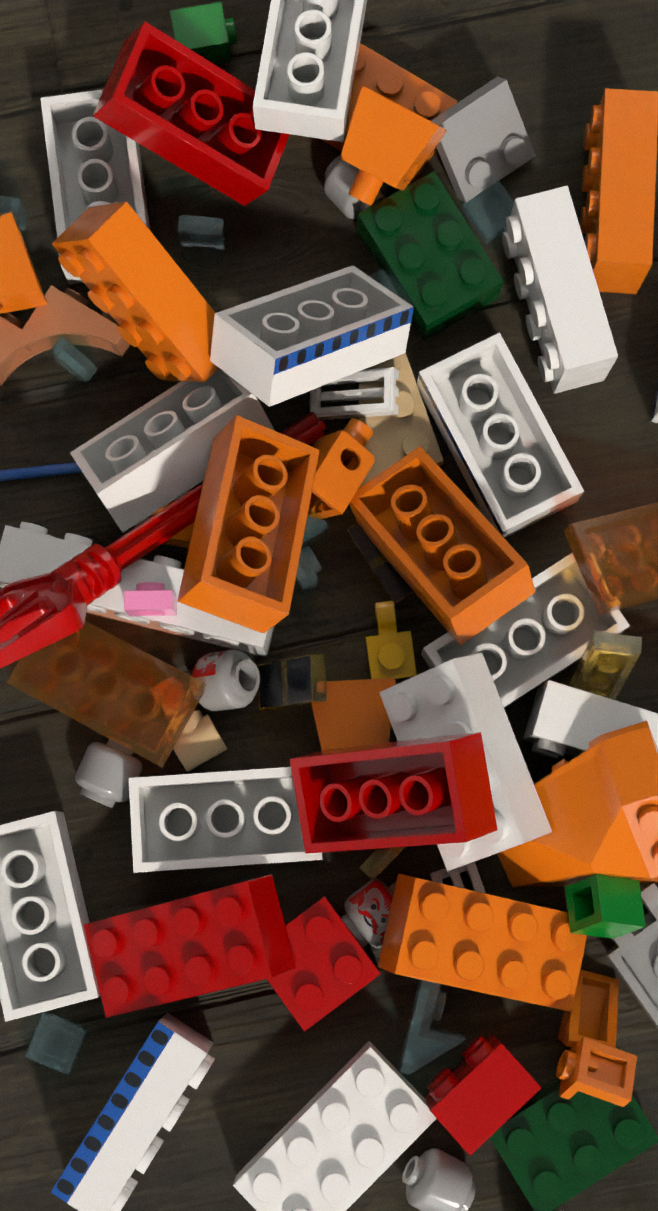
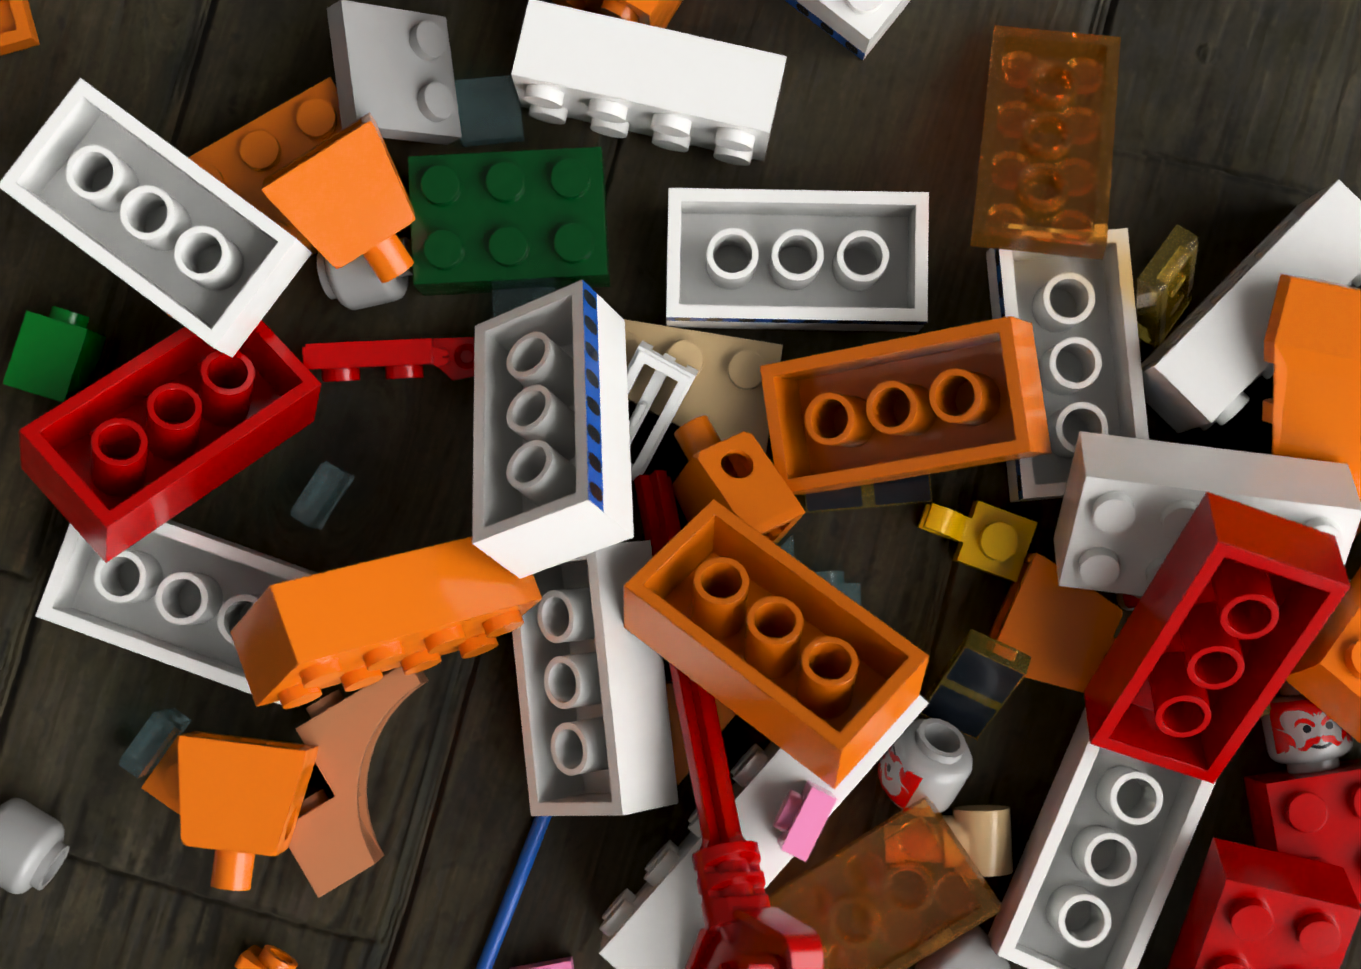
camera: 65 degrees left, 5 degrees up
(73, 360) = (407, 747): clear light blue tile -> none
(310, 233) = (400, 358): none -> red hinge

